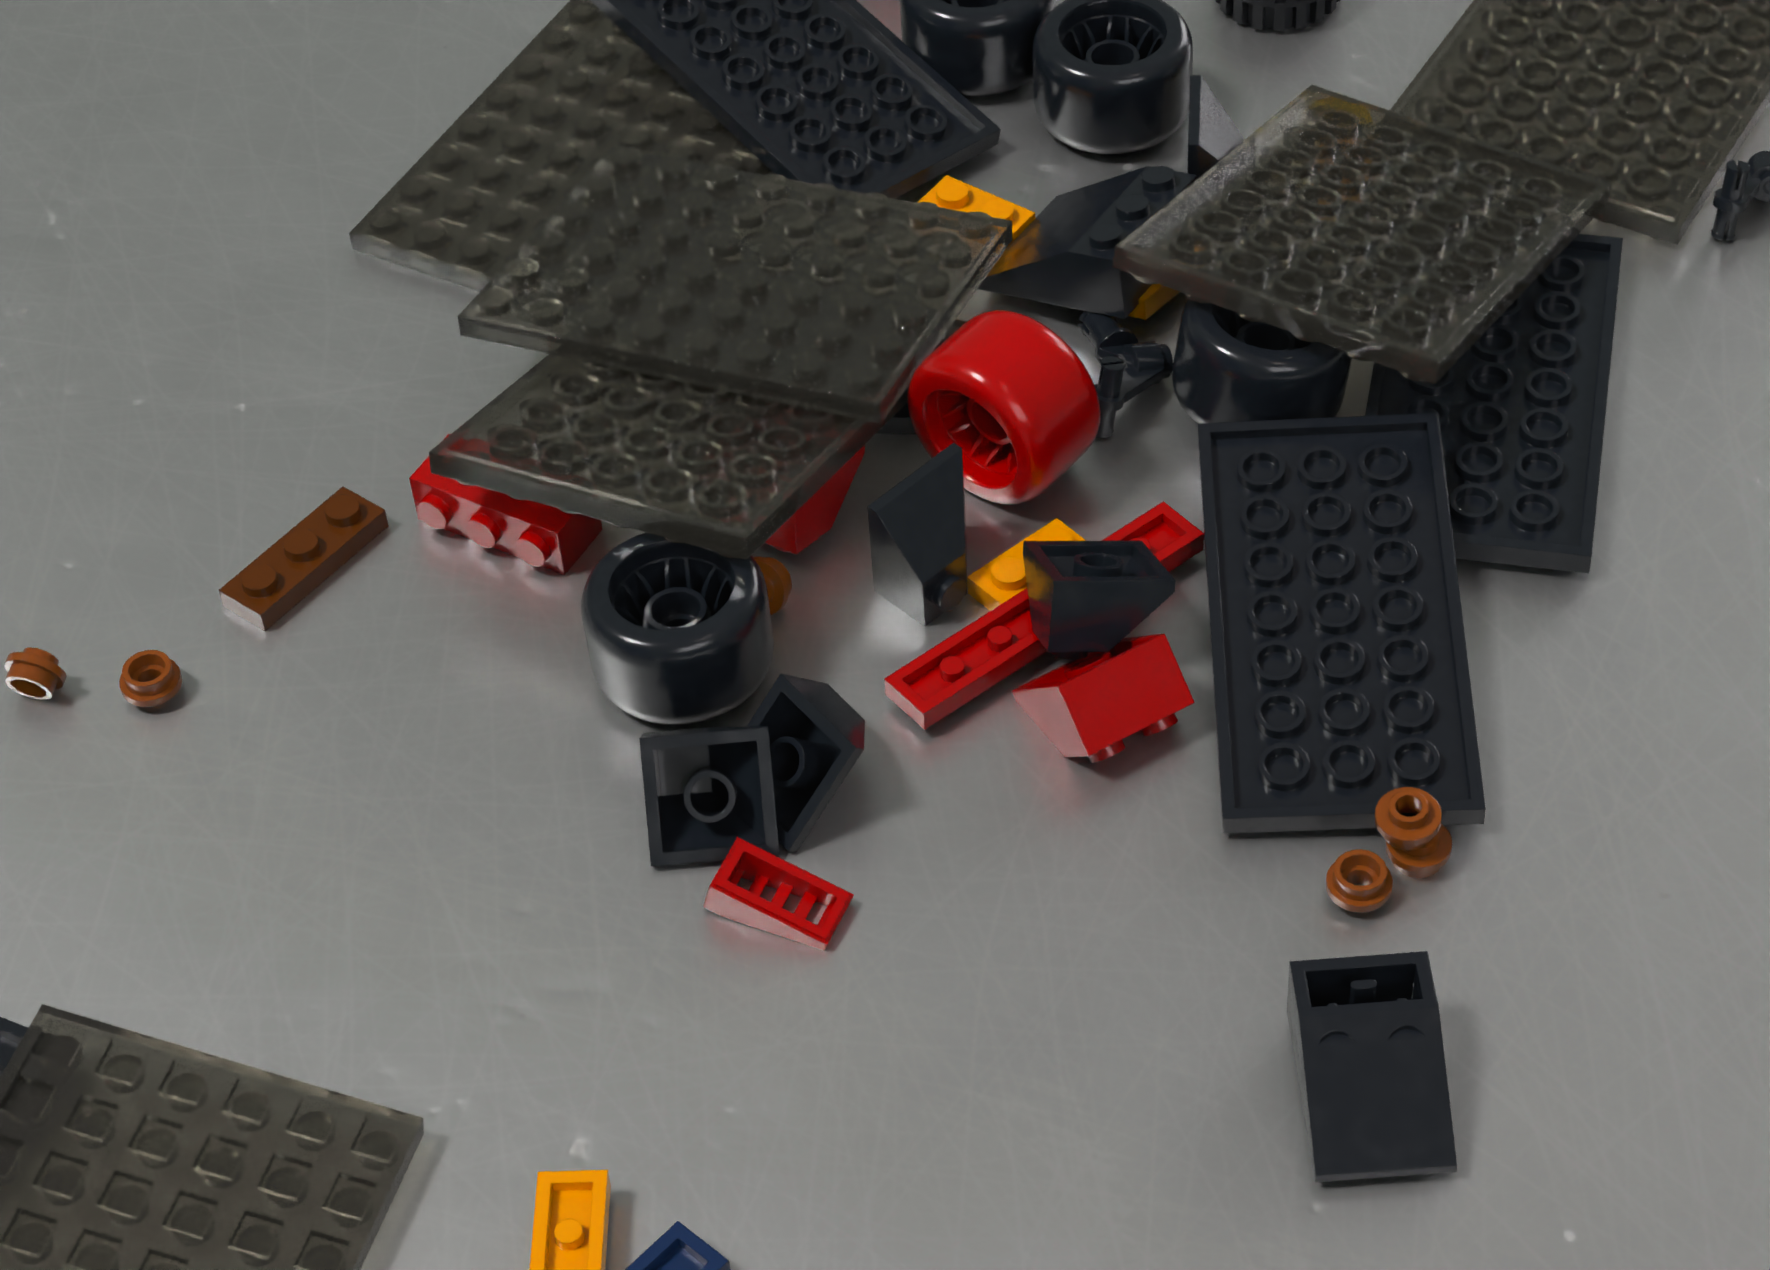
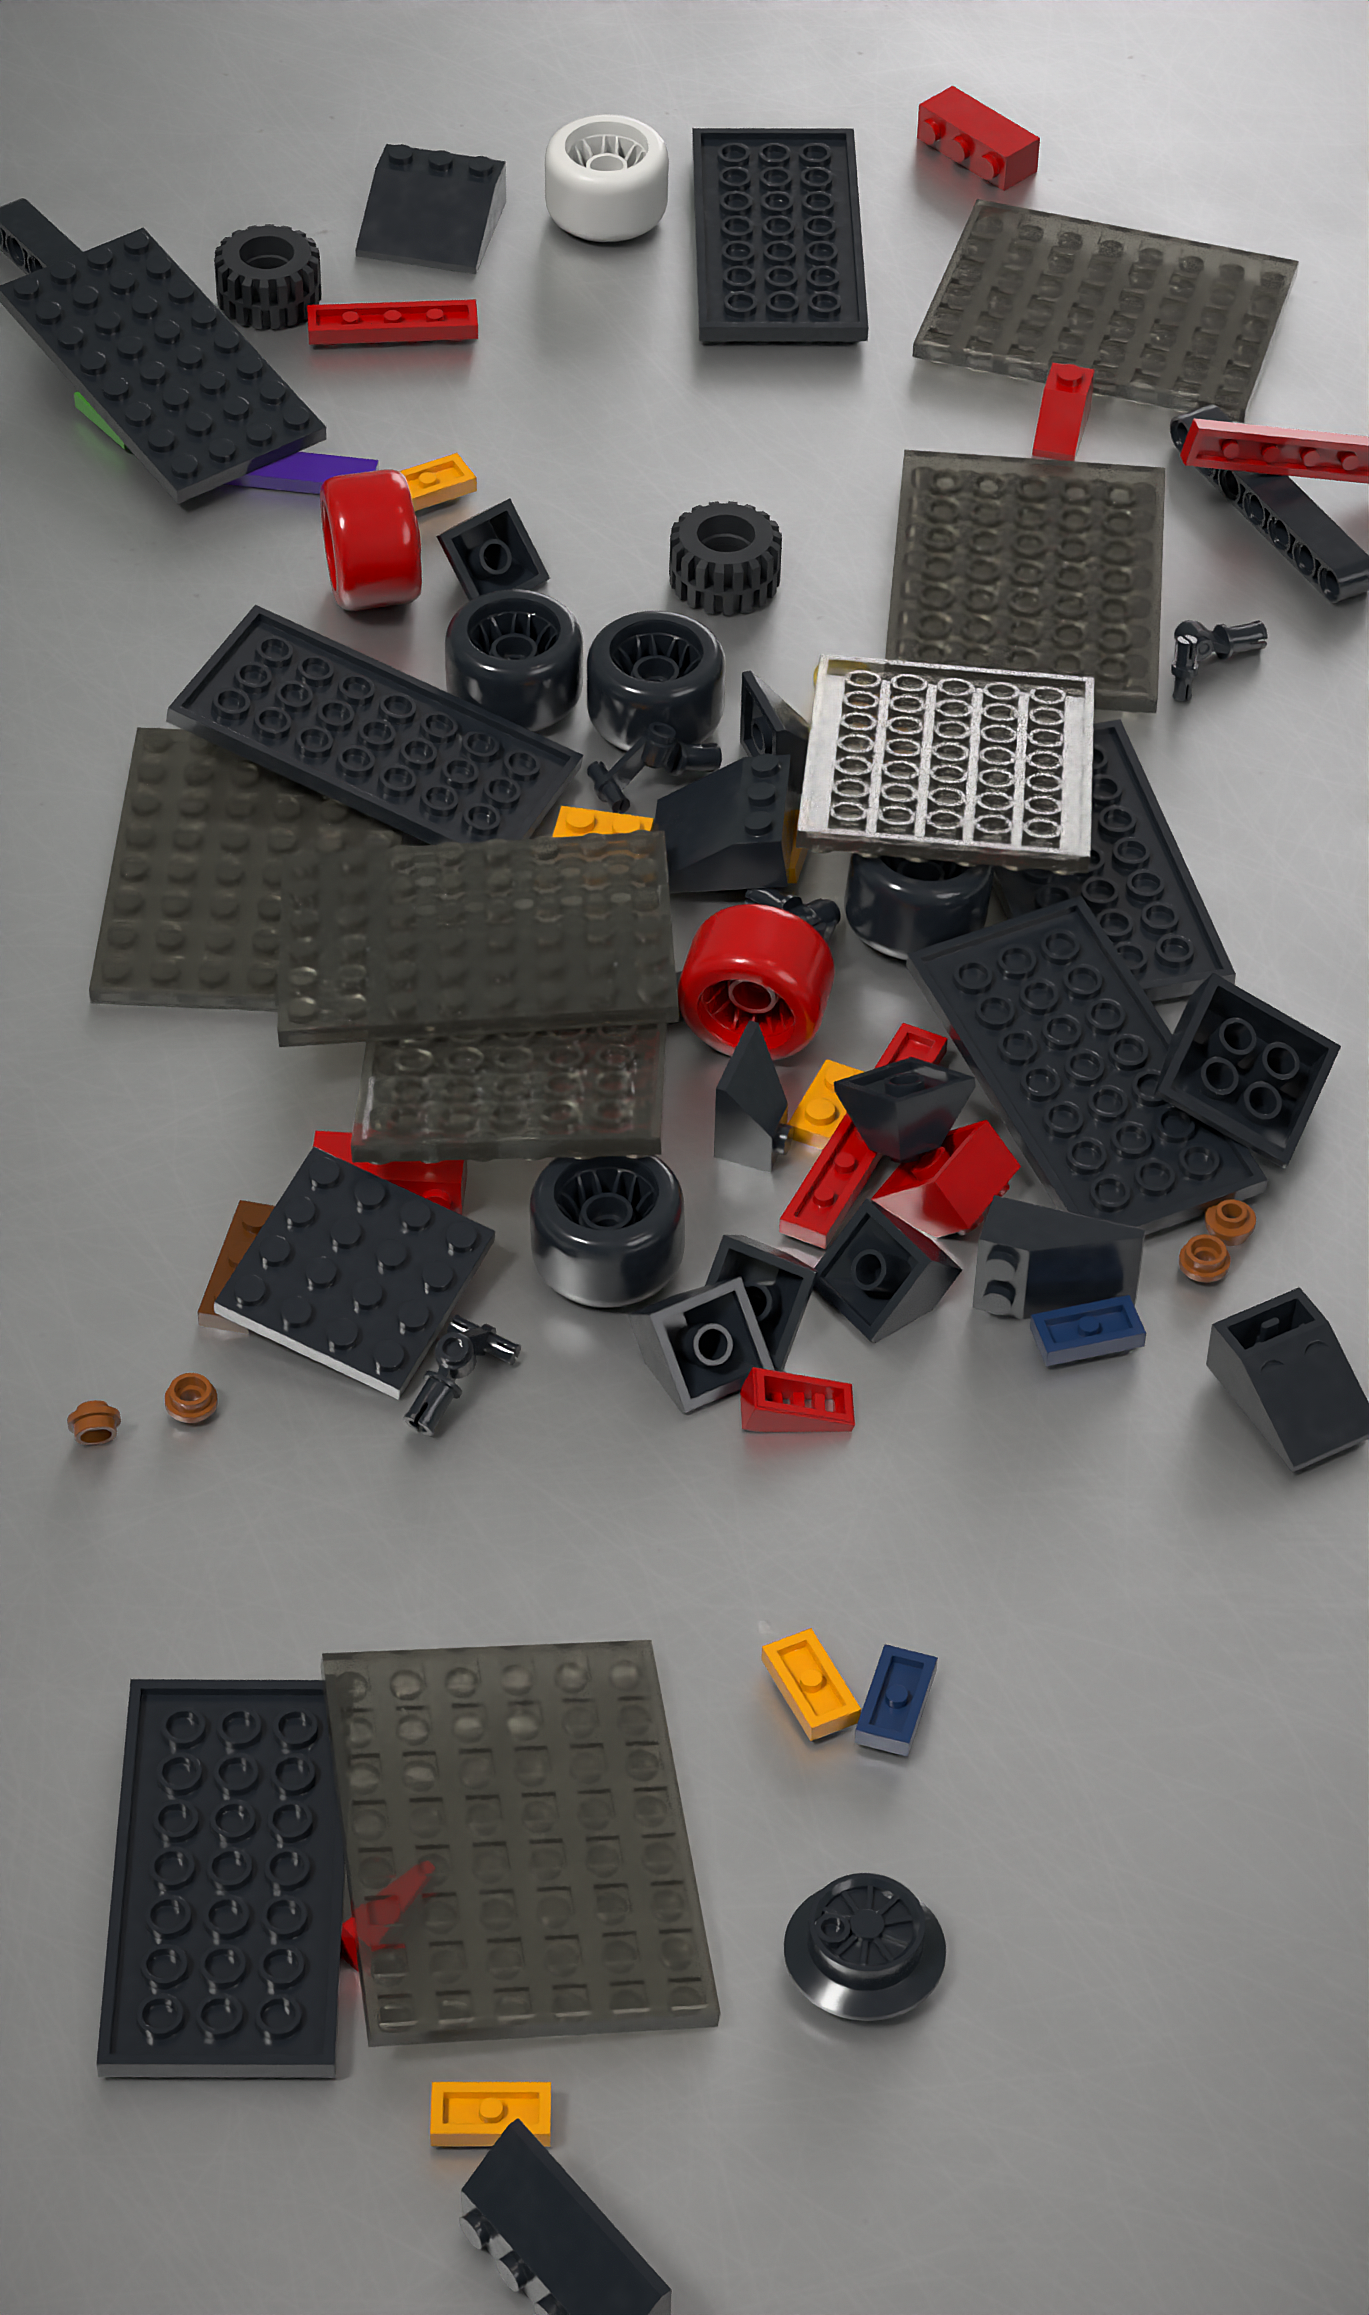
camera: 30 degrees left, 0 degrees up
(392, 597) = (355, 1272): none -> black plate
(423, 721) = (456, 1359): none -> black pin
(964, 777) = (883, 1272): none -> black slope
(1070, 139) = (655, 750): none -> black pin
(1152, 825) = (1052, 1259): none -> black slope
(1162, 921) = (1087, 1330): none -> dark blue plate
(1404, 831) = (1220, 1211): dark orange plate -> none
(1519, 670) = (1245, 1069): none -> black slope

